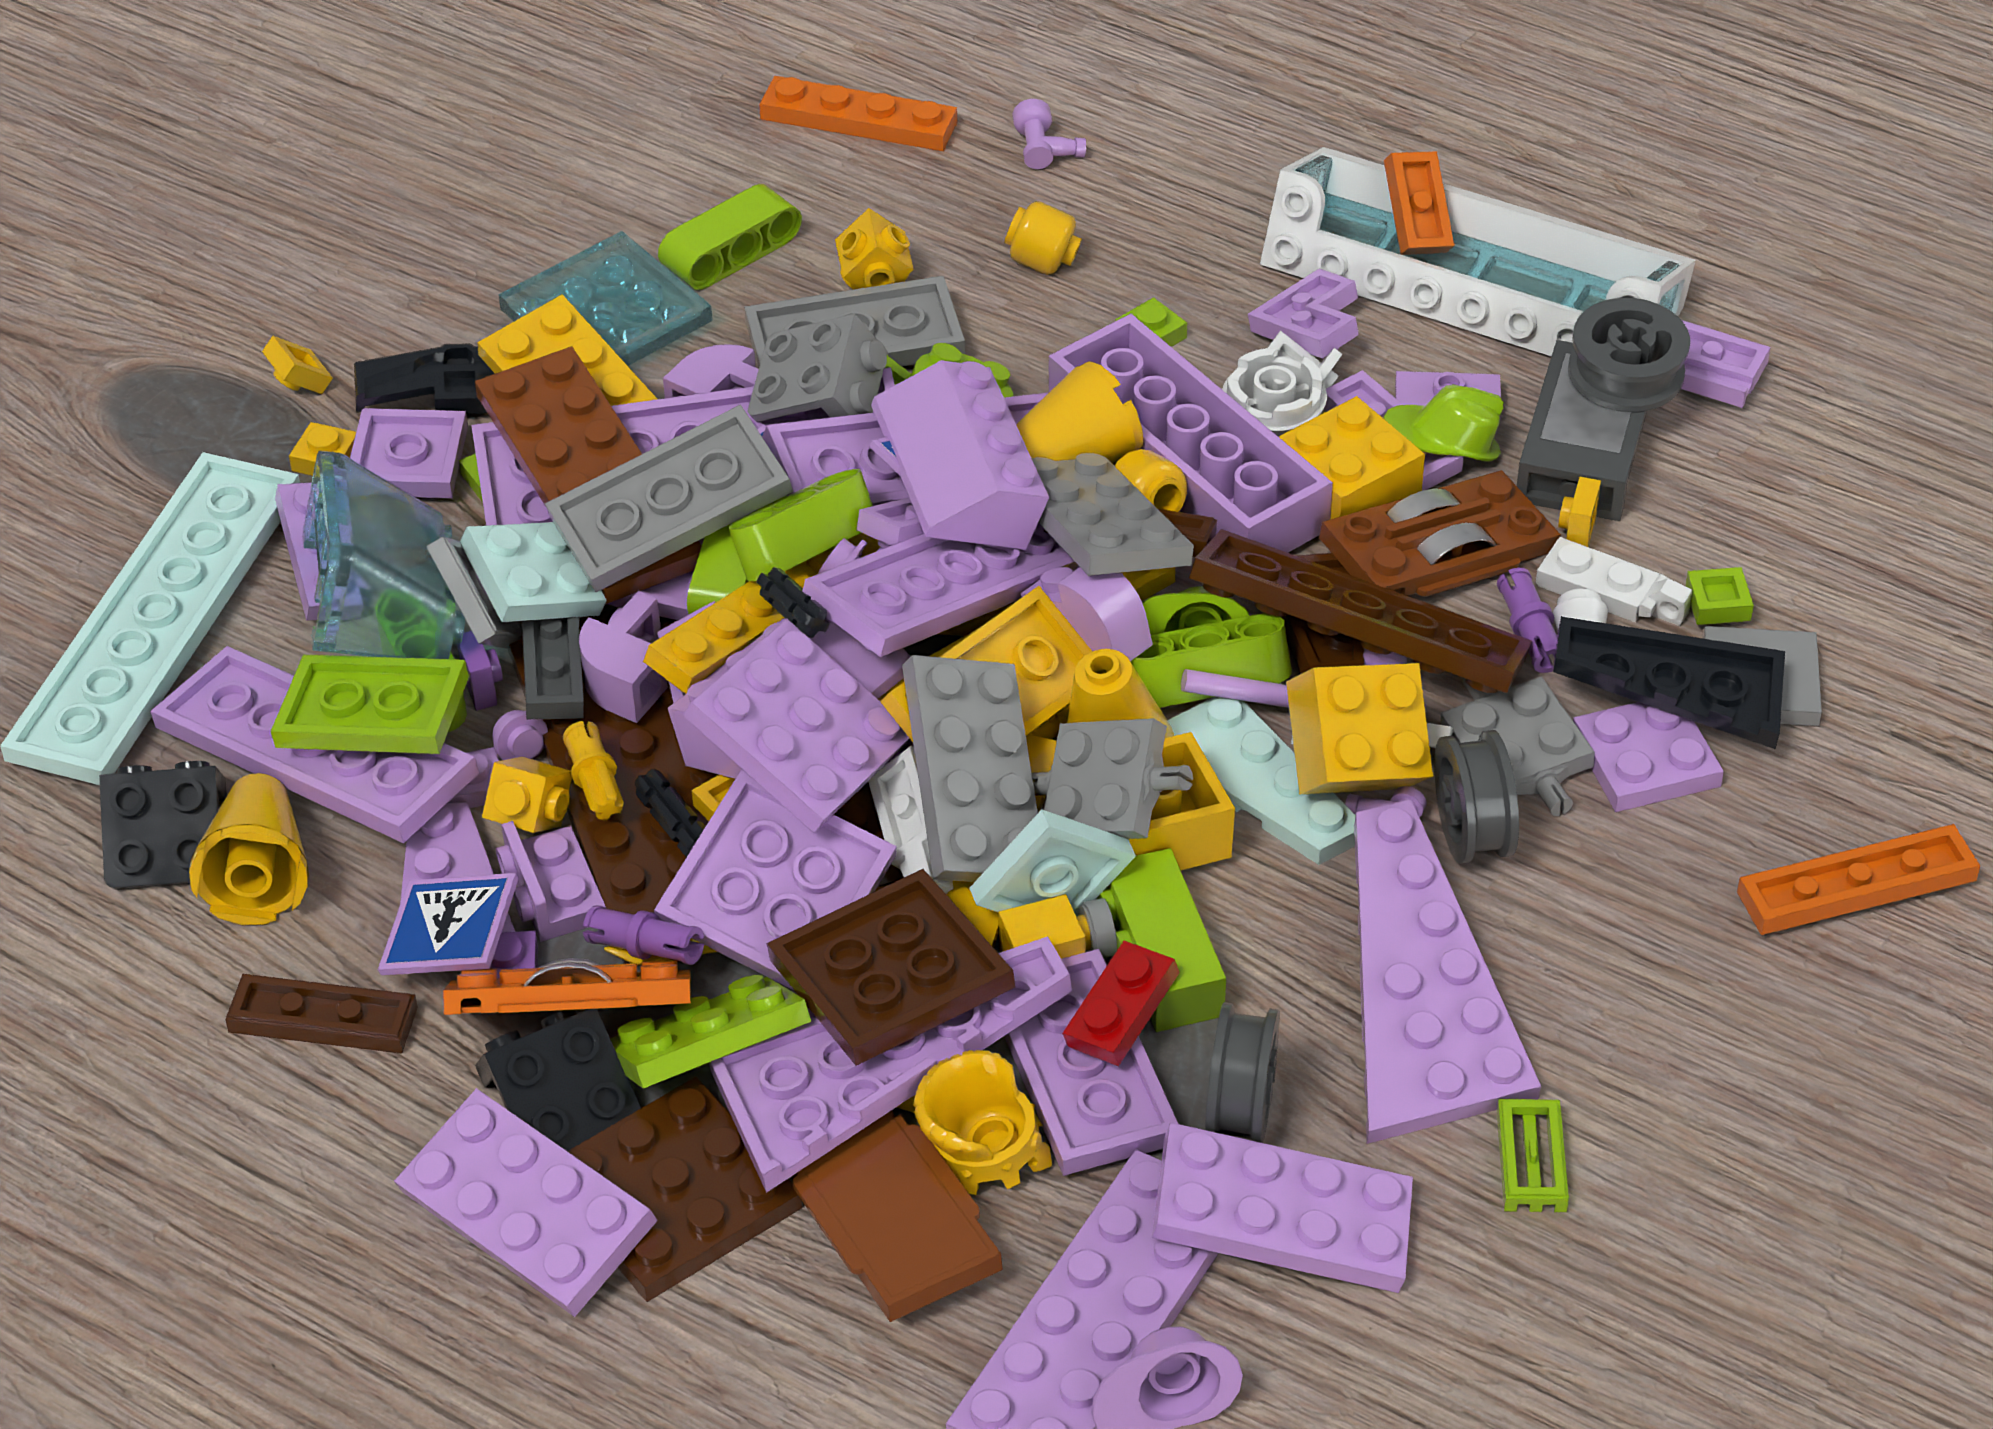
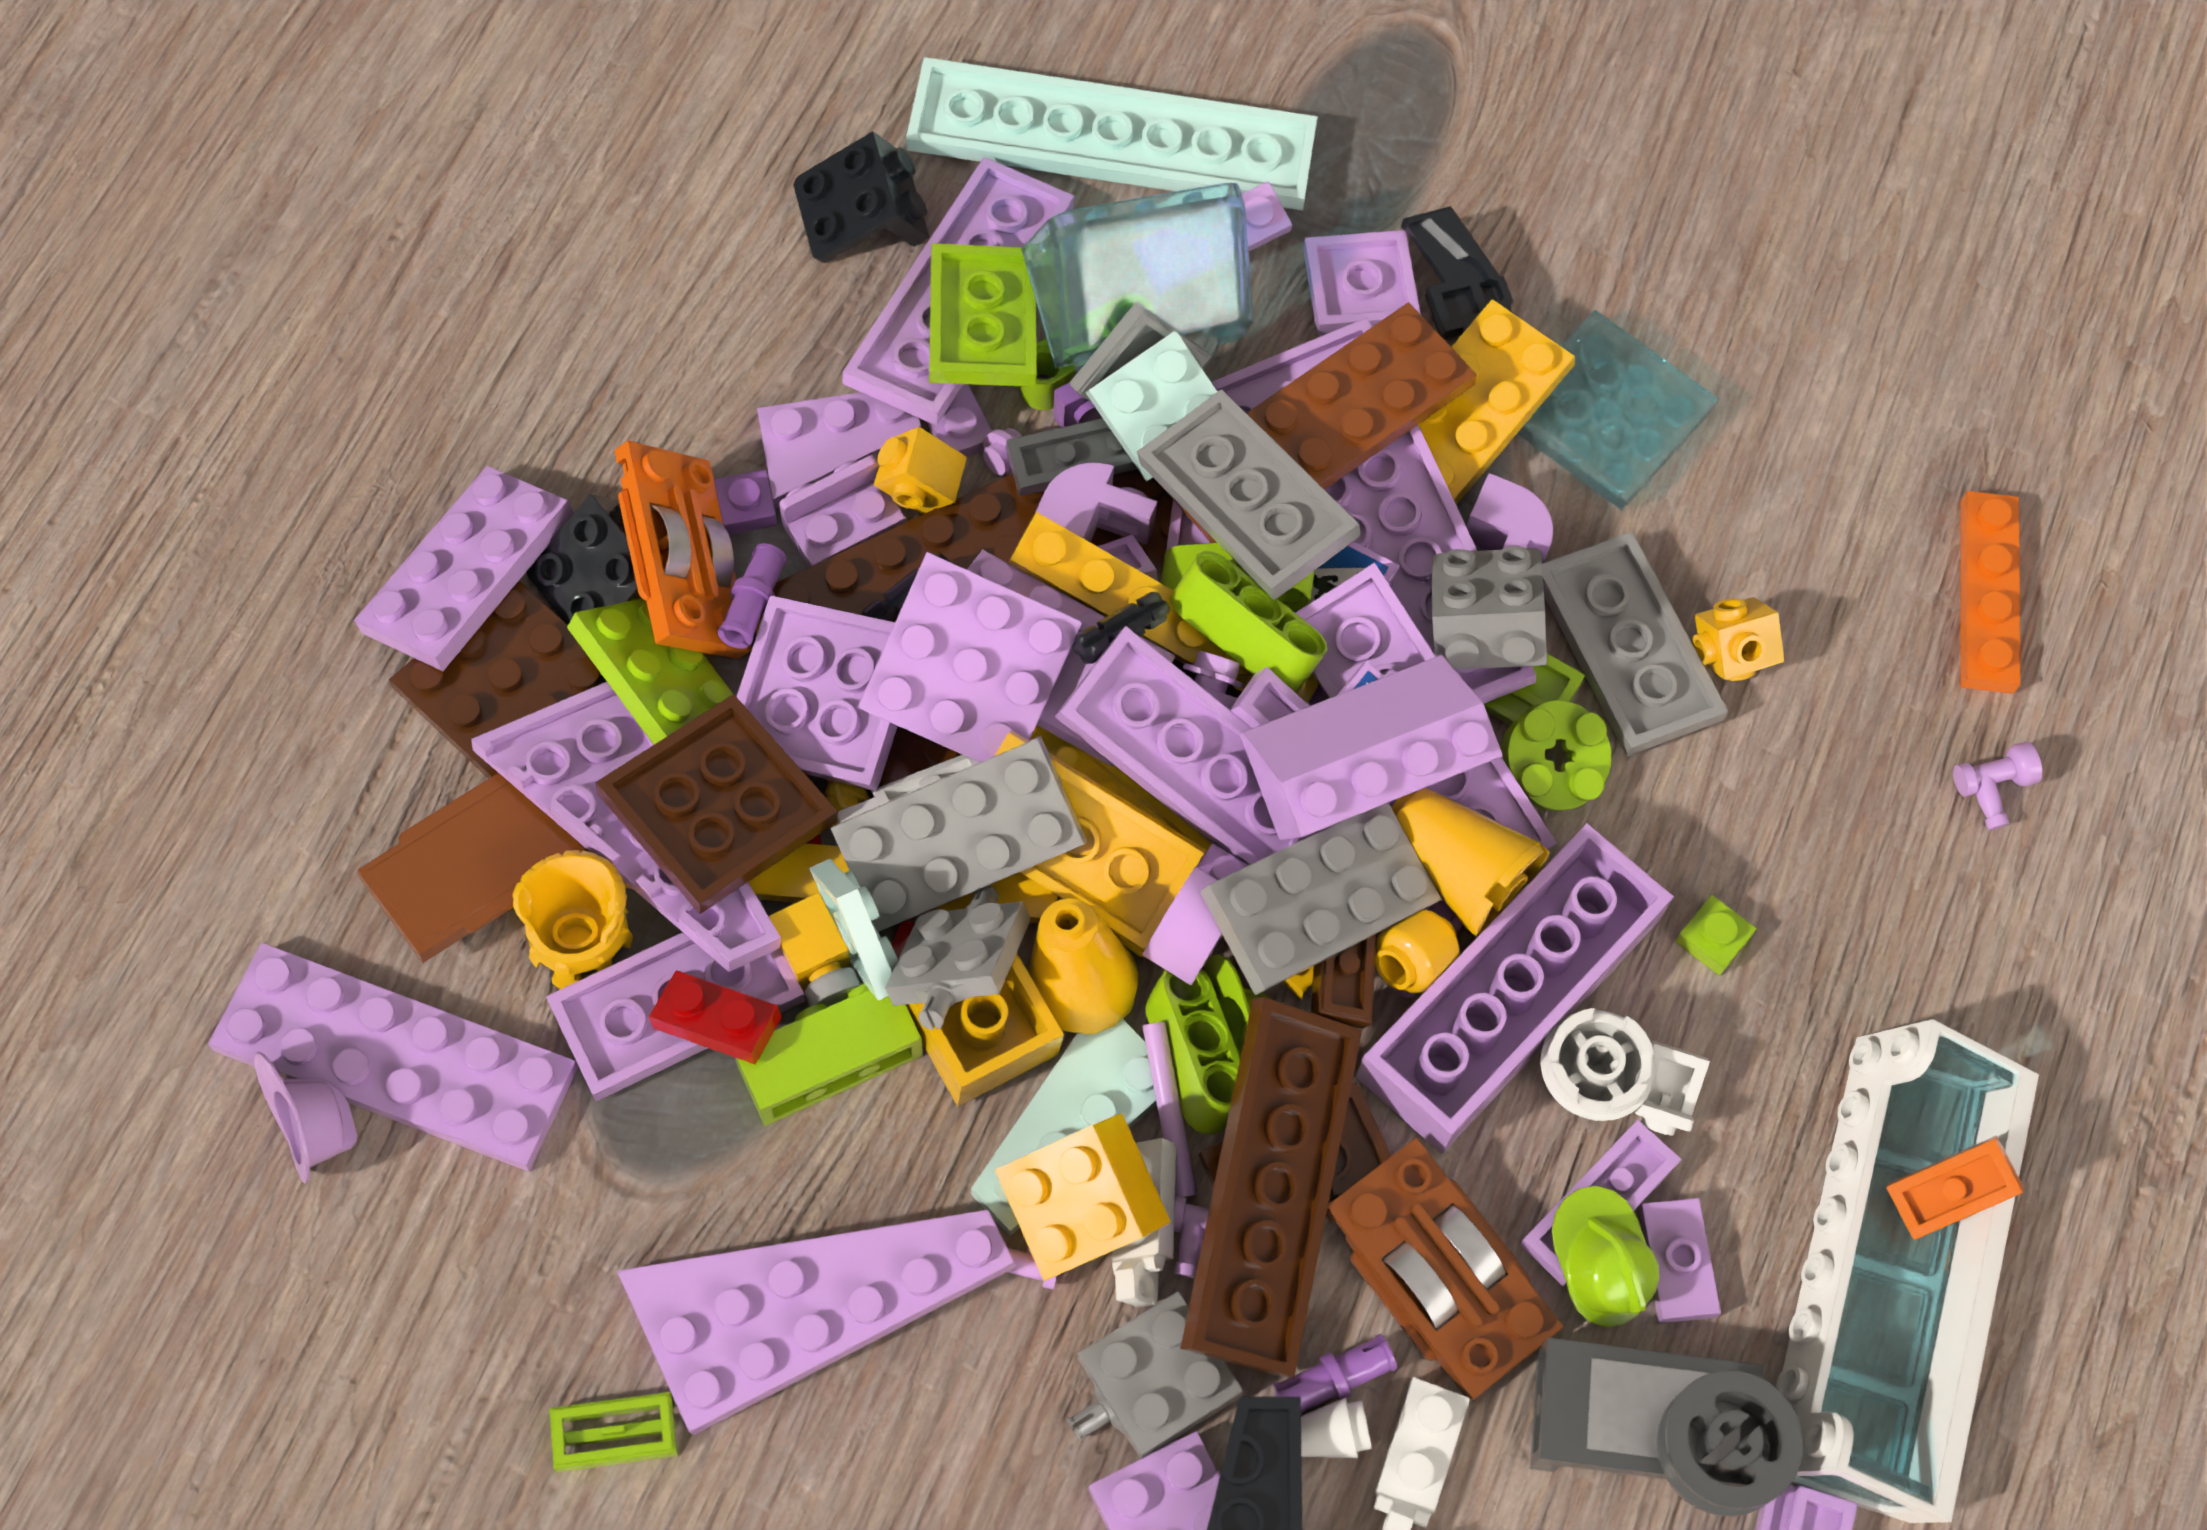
camera: 75 degrees right, 20 degrees up
(255, 857) = (830, 269): yellow cone -> none
(296, 366) = (1457, 164): yellow plate -> none
(319, 438) = (1357, 212): yellow plate -> none
(321, 1013) = (672, 374): reddish brown tile -> none
(448, 924) = (749, 439): piece -> none
(593, 769) = (947, 517): yellow axle -> none
(729, 236) = (1744, 500): lime beam -> none
(1042, 238) = (1818, 801): yellow head -> none
(1242, 1072) = (639, 1137): dark grey wheel -> none
(1283, 1207) = (507, 1199): lavender plate -> none
(1310, 313) = (1766, 1080): lavender plate -> none
(1360, 456) = (1518, 1157): yellow brick -> none
(1476, 796) = (1030, 1328): dark grey wheel -> none
(1580, 512) = (1503, 1417): yellow plate -> none

